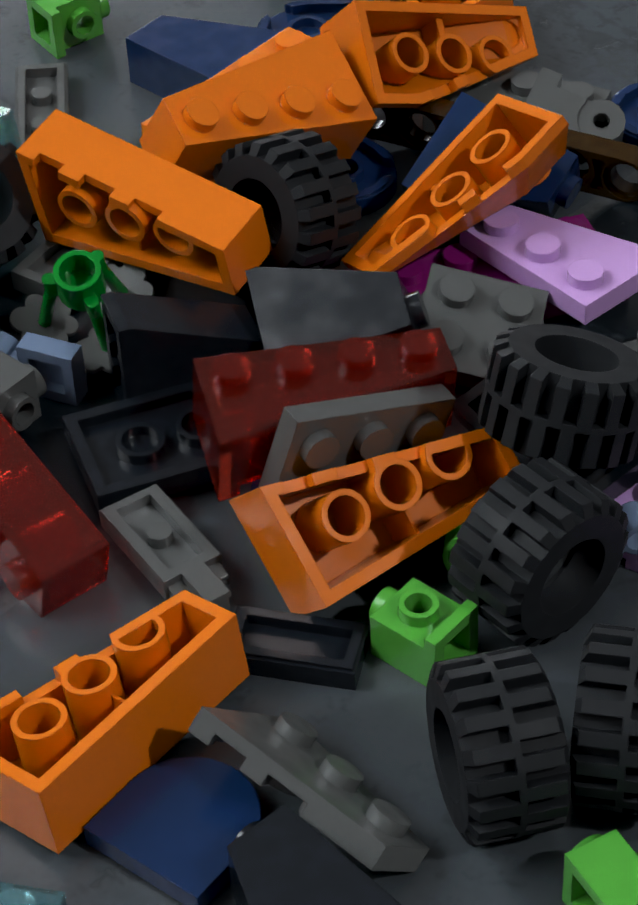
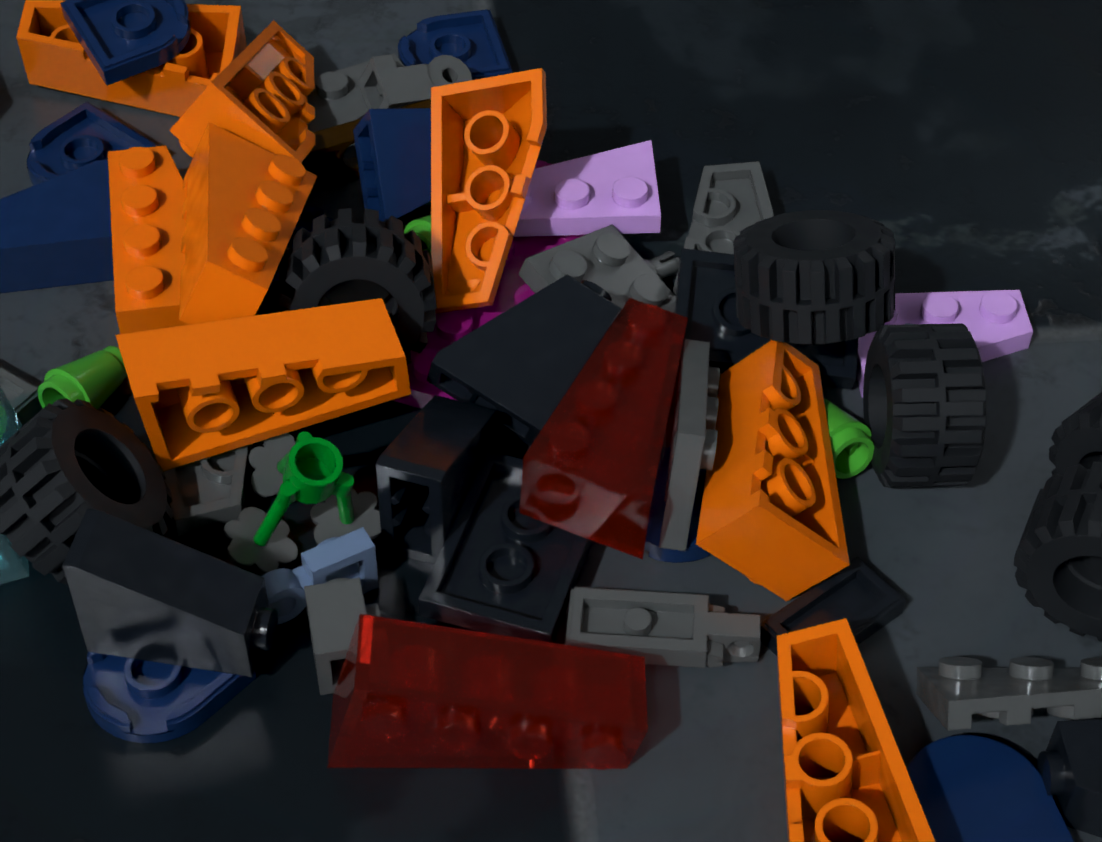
camera: 55 degrees left, 5 degrees up
(420, 628) = (902, 529): bright green brick -> none

